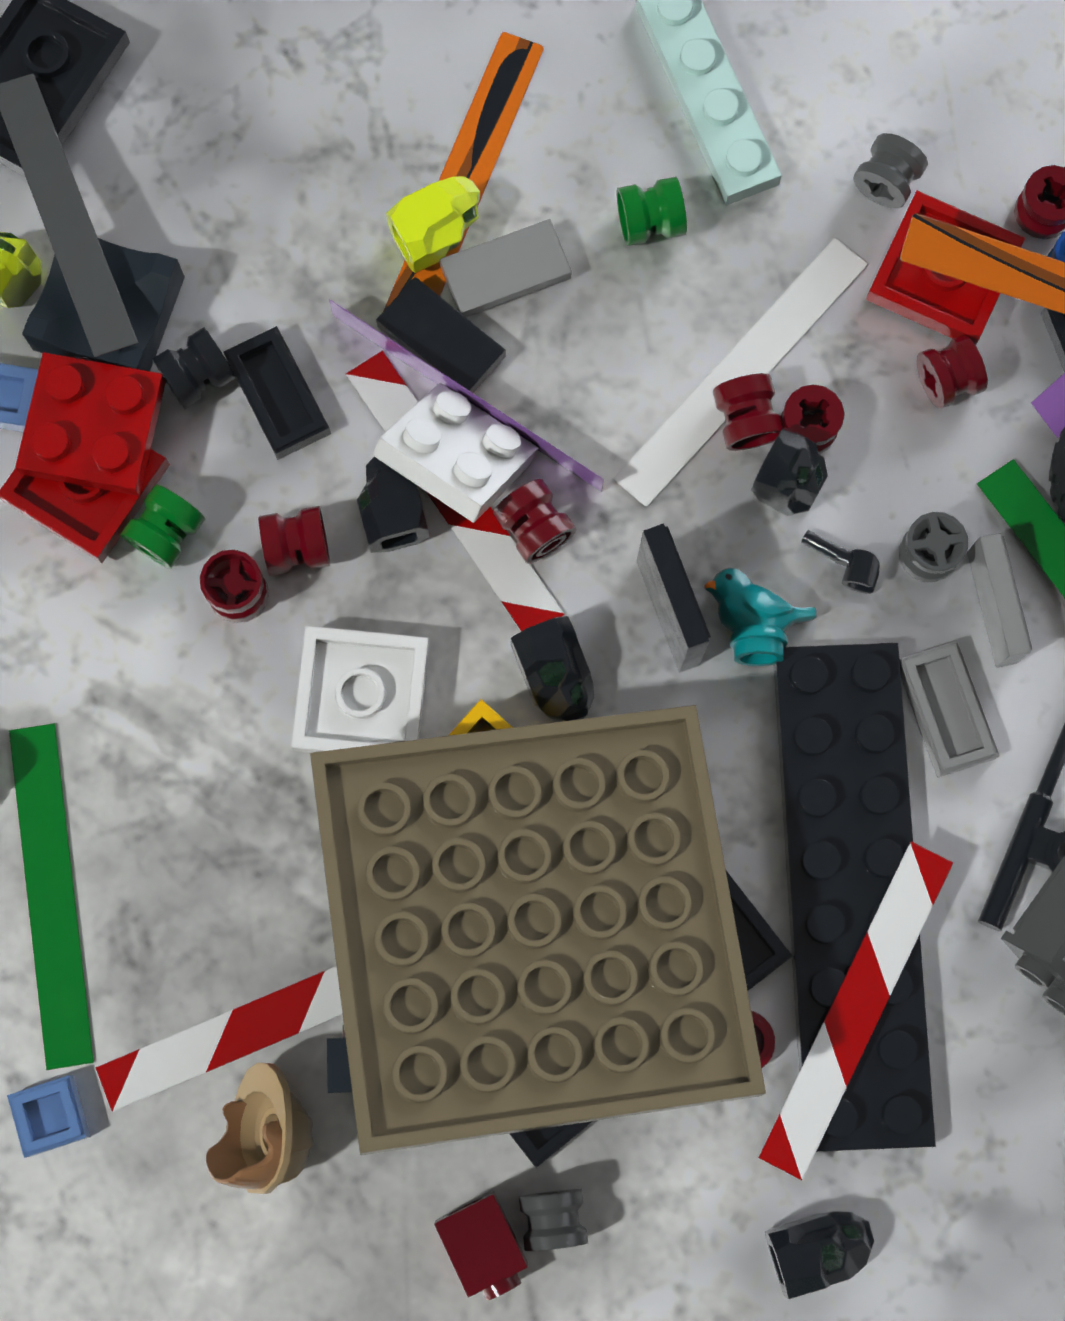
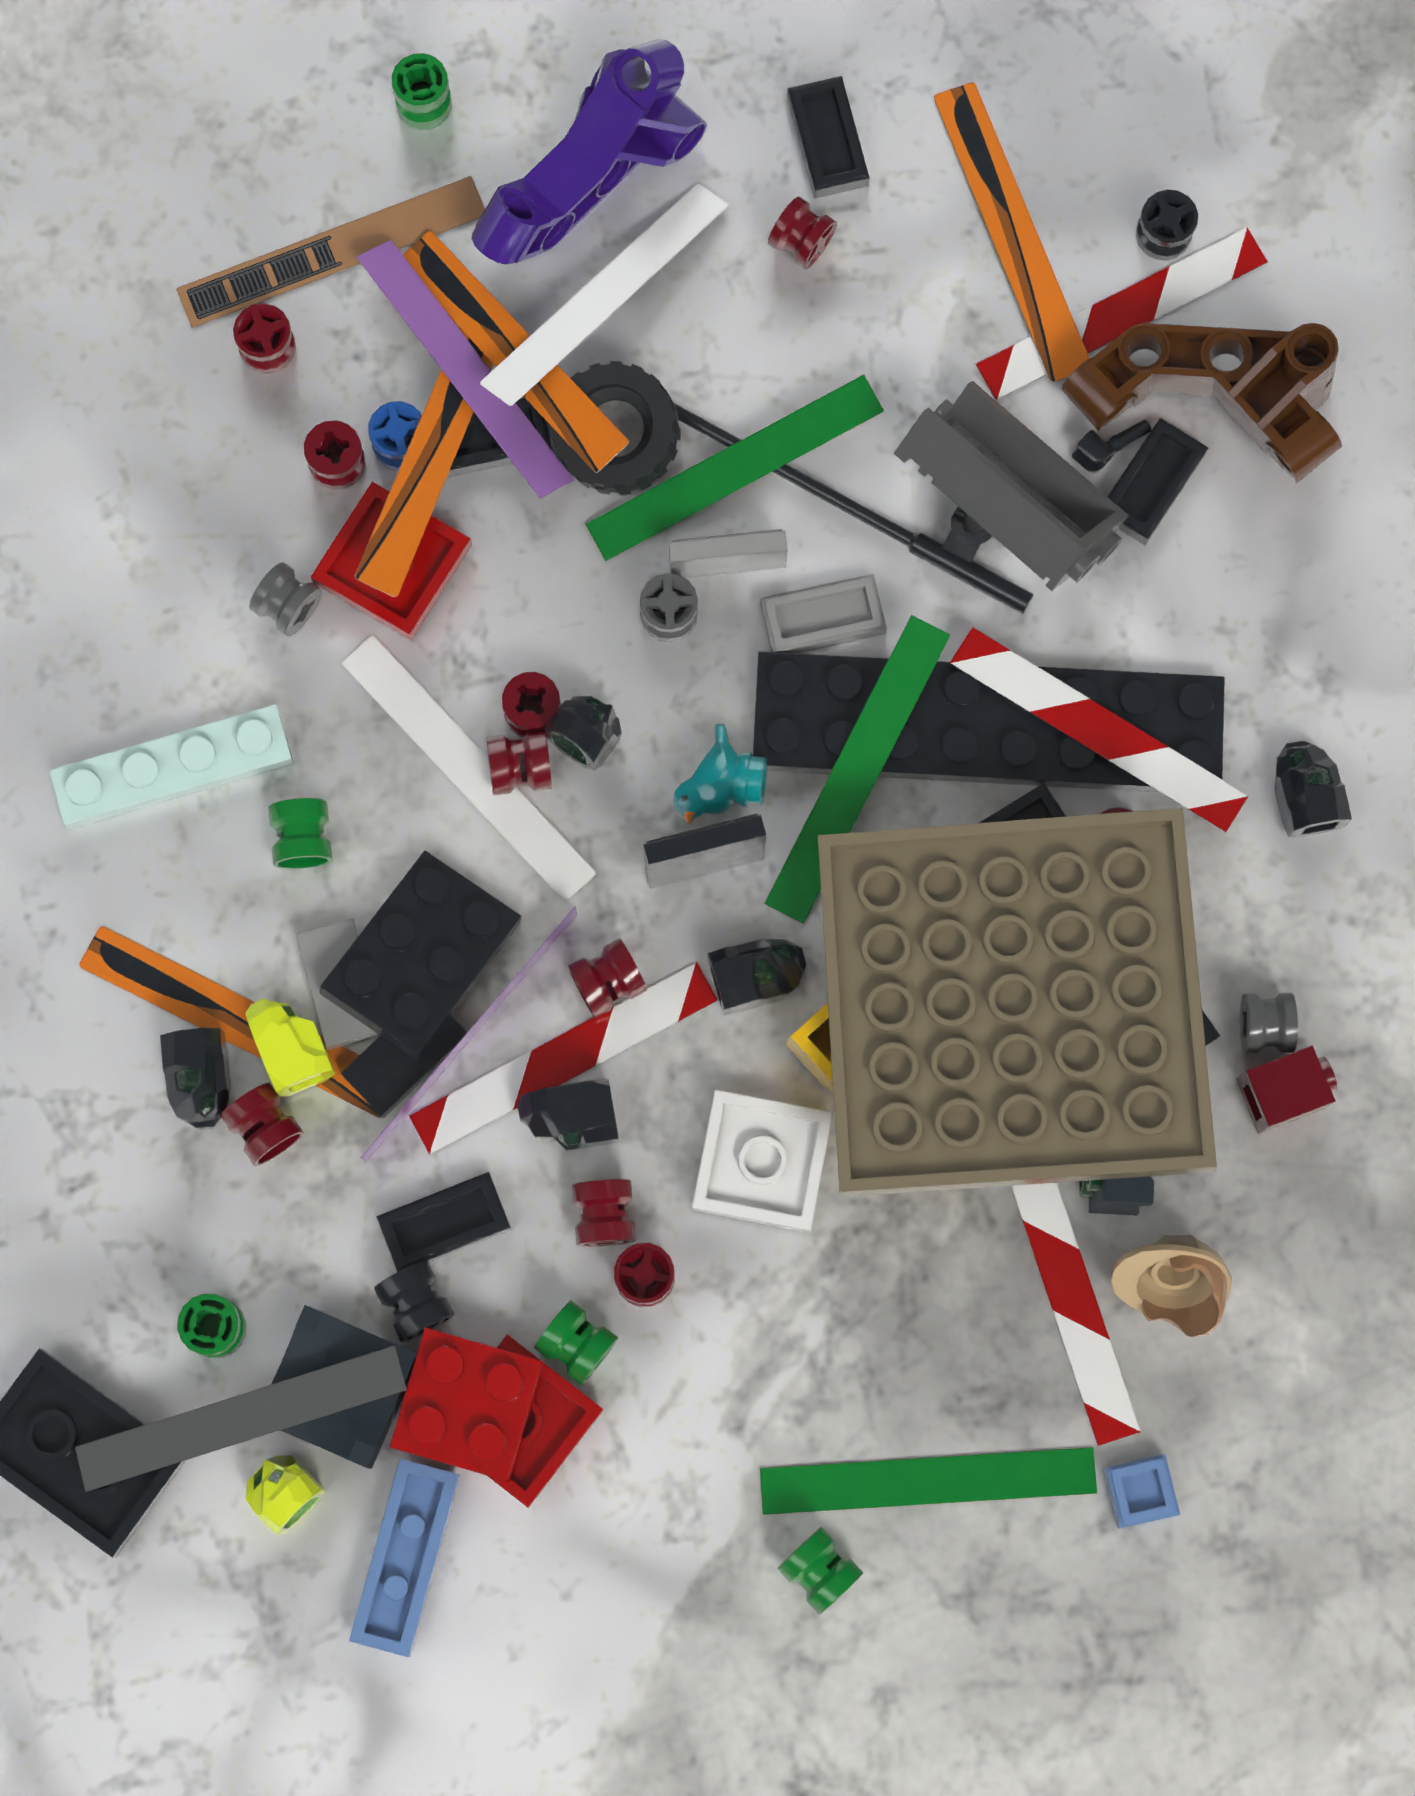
camera: 85 degrees left, 0 degrees up
(161, 197) = (219, 1333): none -> green wheel
(356, 207) = (262, 1124): none -> dark red wheel
(401, 145) = (196, 1074): none -> black rock
(455, 451) = (533, 1045): white plate -> none
(540, 338) = (420, 955): none -> black plate
(803, 760) = (859, 763): none -> green sticker
(861, 565) = (681, 677): black hand -> none
(952, 371) = (498, 567): dark red wheel -> none

